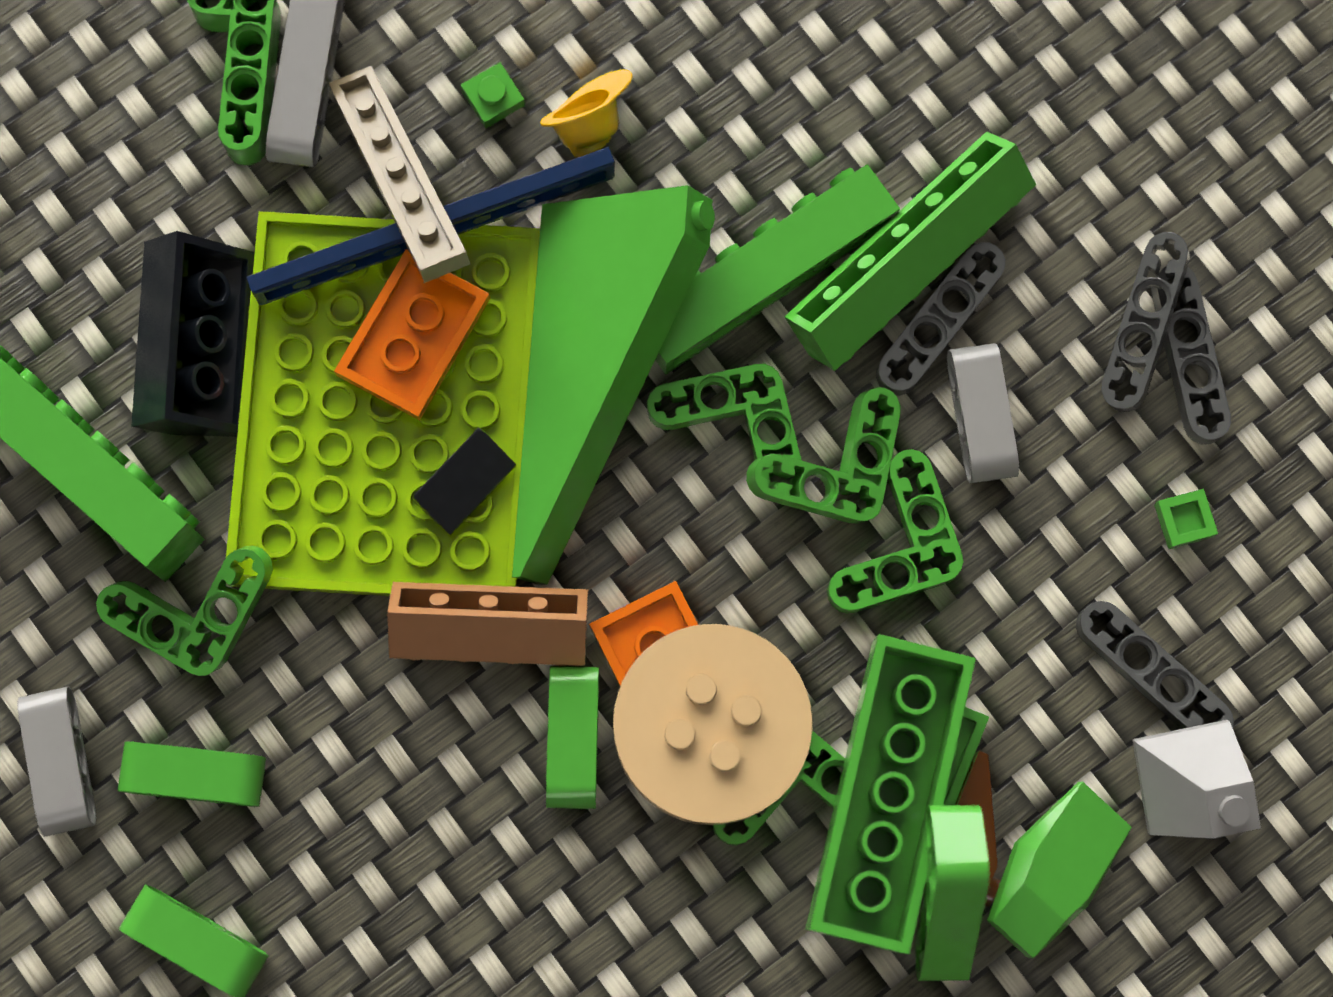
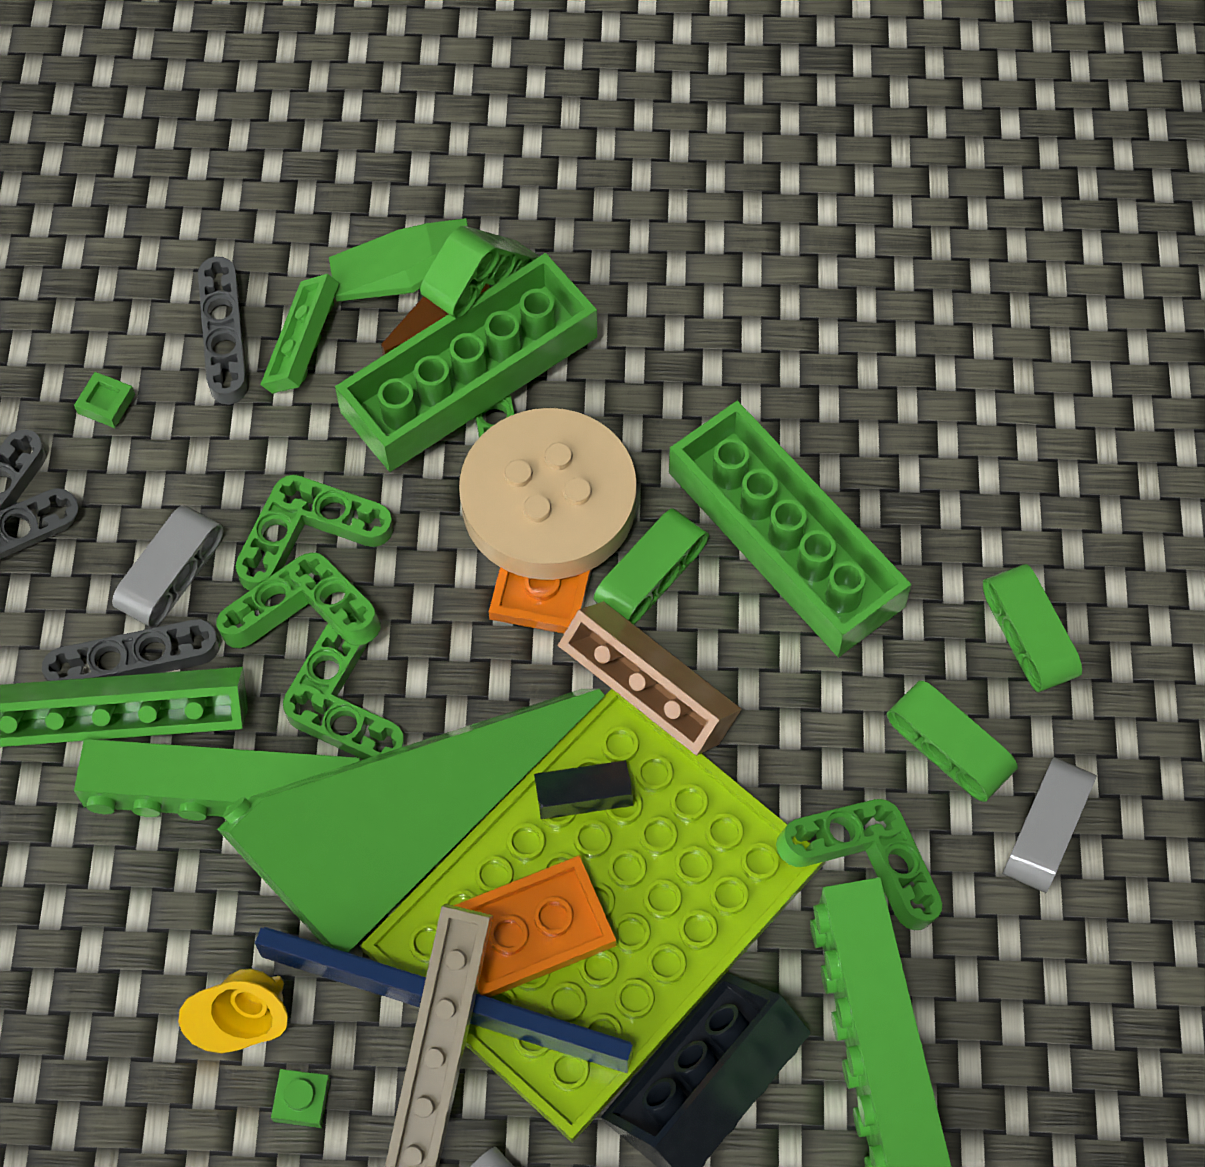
camera: 135 degrees left, 15 degrees down
(476, 862) = (788, 528): none -> bright green brick
(1078, 719) = (300, 334): none -> bright green plate
(1196, 782) = (263, 240): light grey slope -> none

